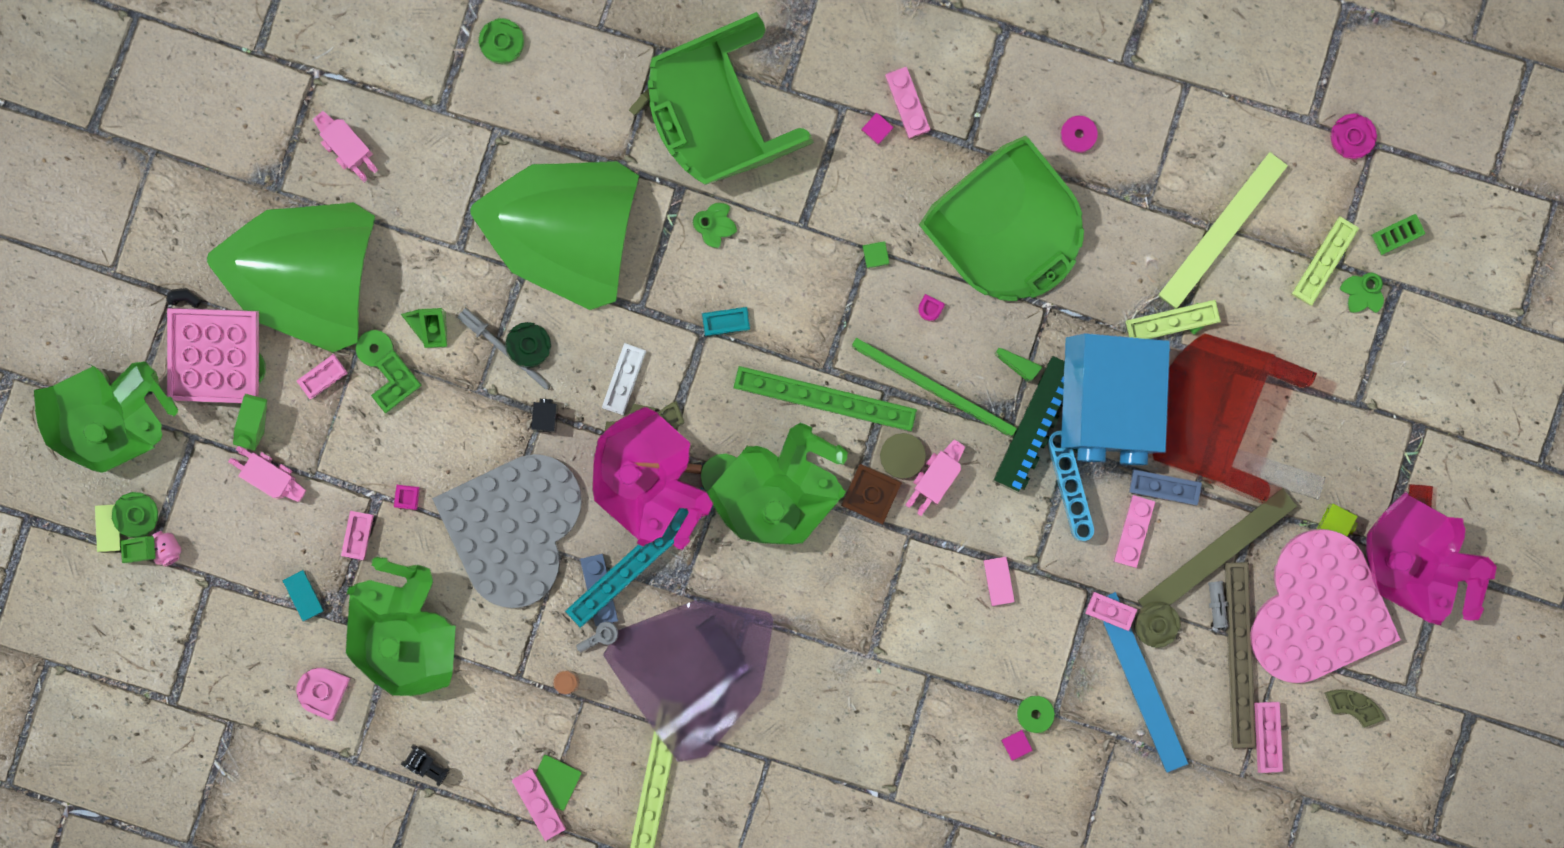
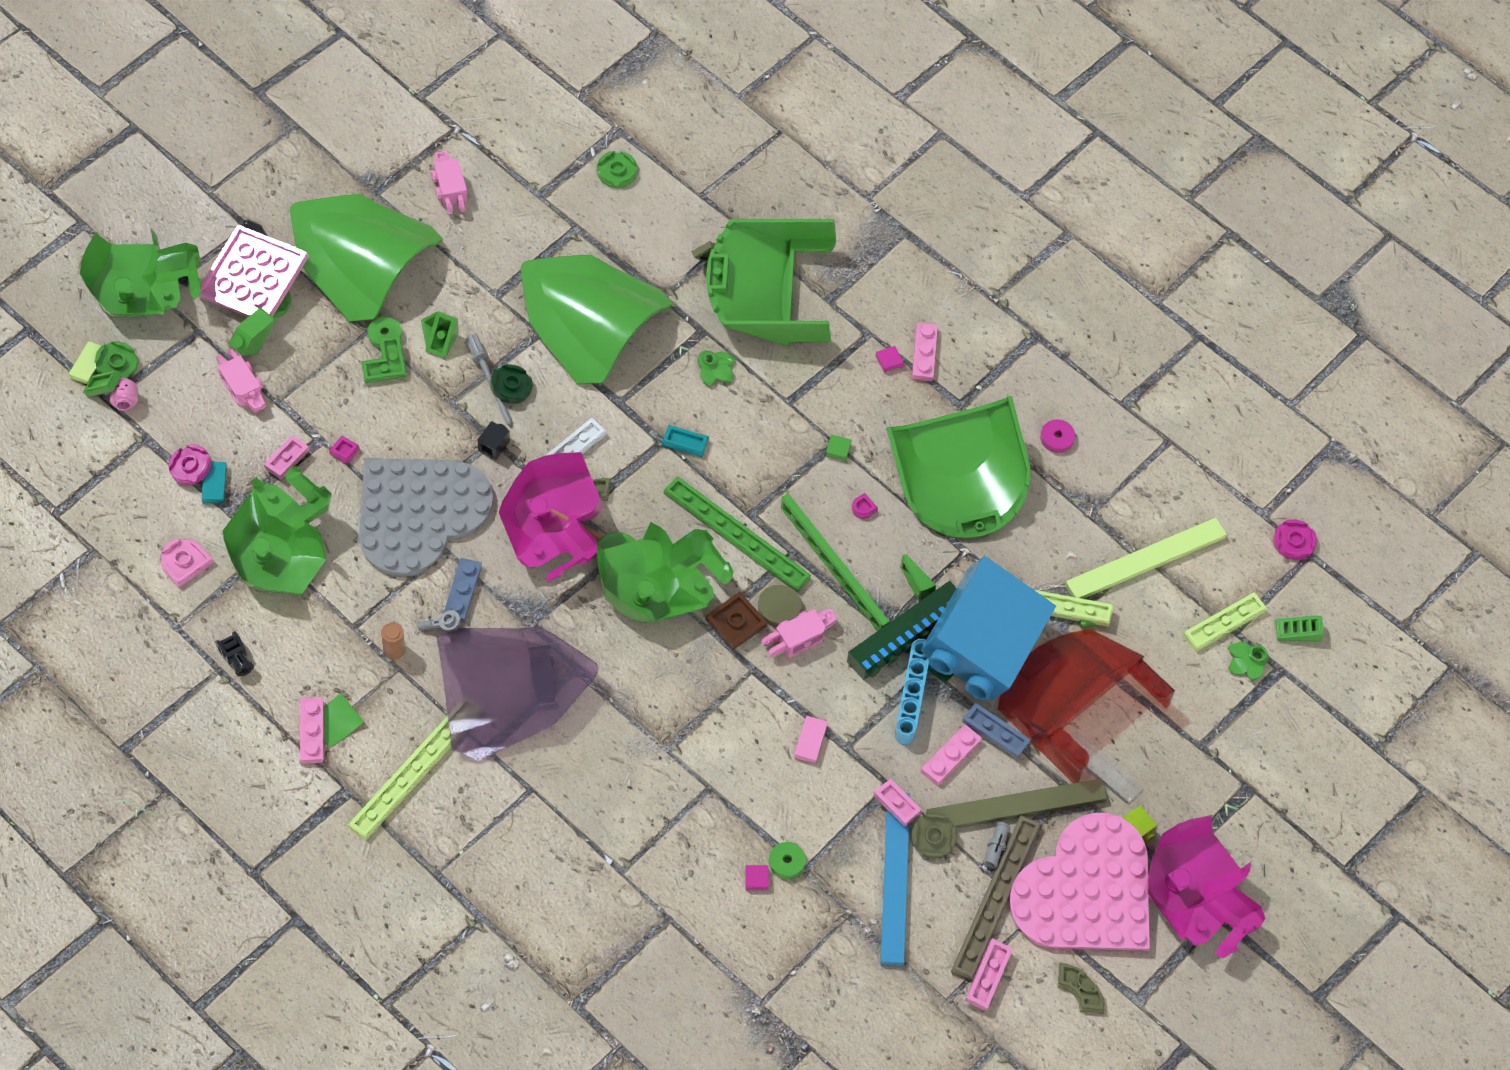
camera: 20 degrees right, 25 degrees down
(270, 590) = (190, 464): none -> dark pink tile
(322, 376) = (330, 332): bright pink plate -> none
(624, 573) = (502, 580): teal tile -> none
(1421, 493) = (1226, 839): clear red tile -> none

